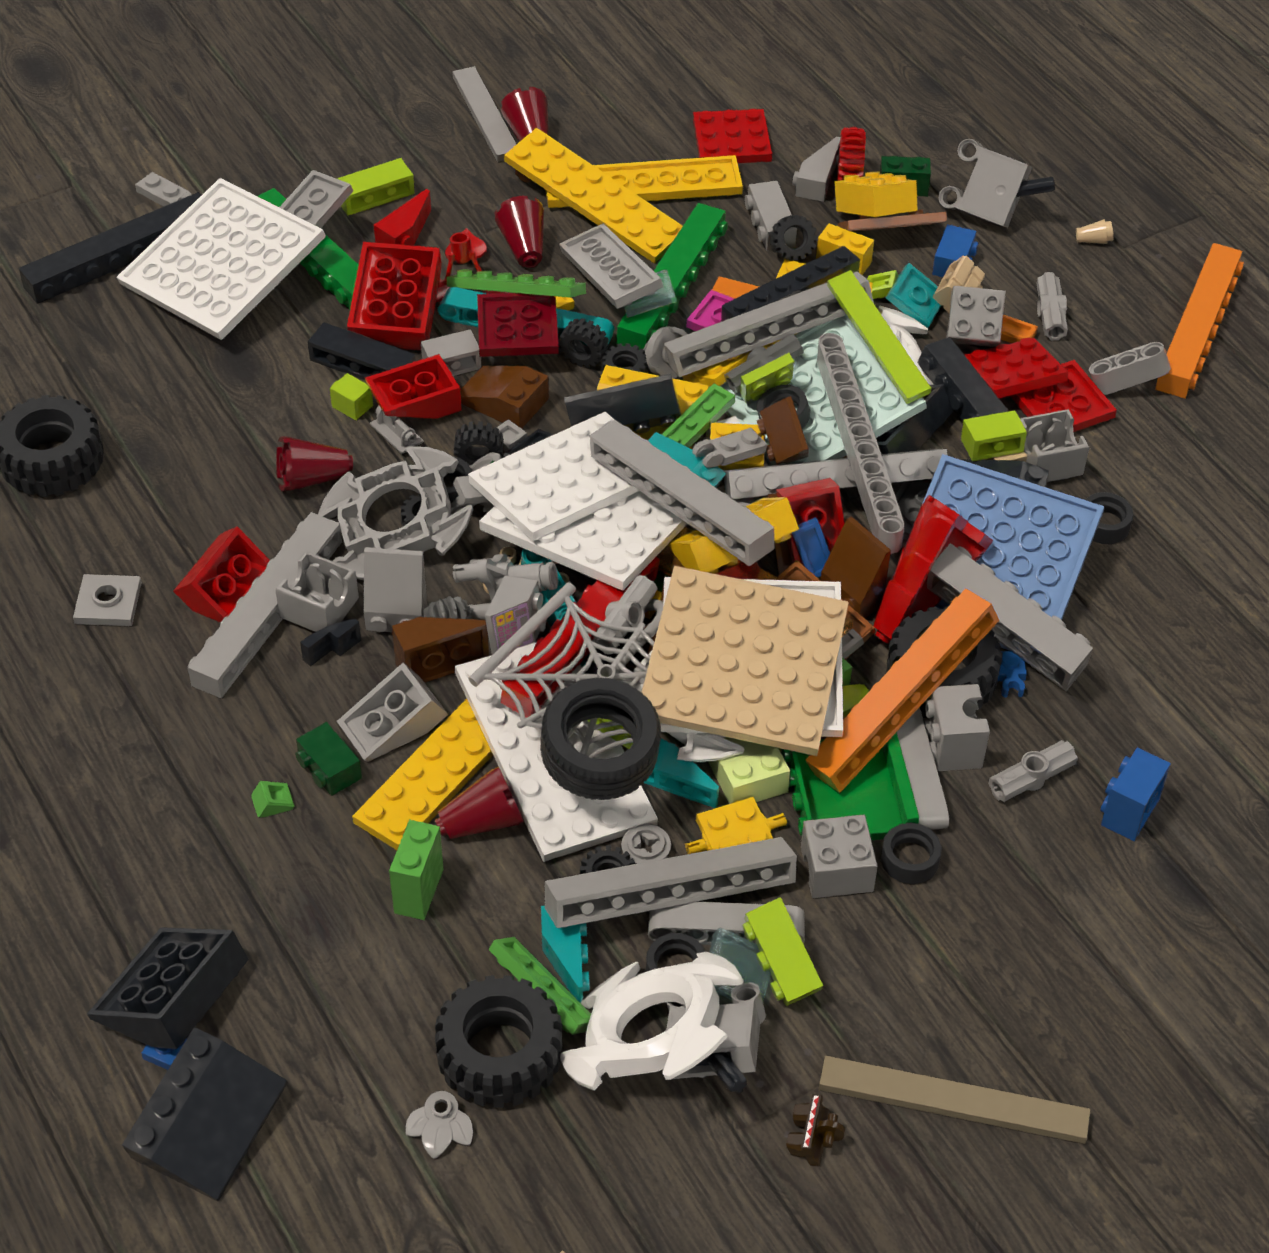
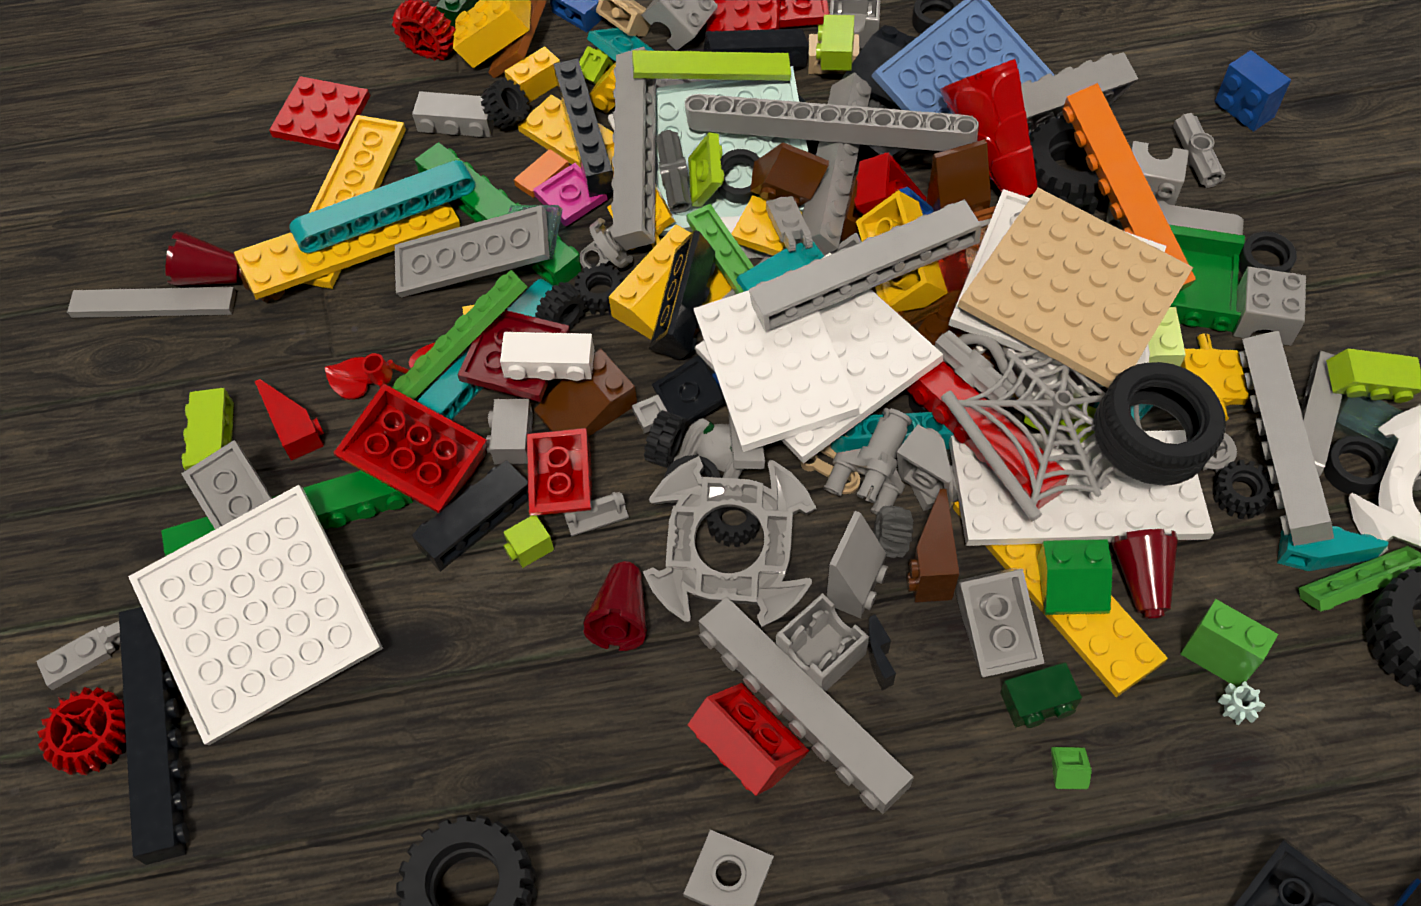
camera: 65 degrees left, 10 degrees up
(104, 211) = (76, 750): none -> red gear
(372, 905) = (1241, 703): none -> light aqua gear
(447, 749) = (1075, 576): none -> green slope
(512, 336) = (547, 355): none -> white brick
(522, 227) = (369, 315): dark red cone -> none
(627, 195) = (381, 206): none -> teal beam
(817, 171) = (421, 66): light grey slope -> none

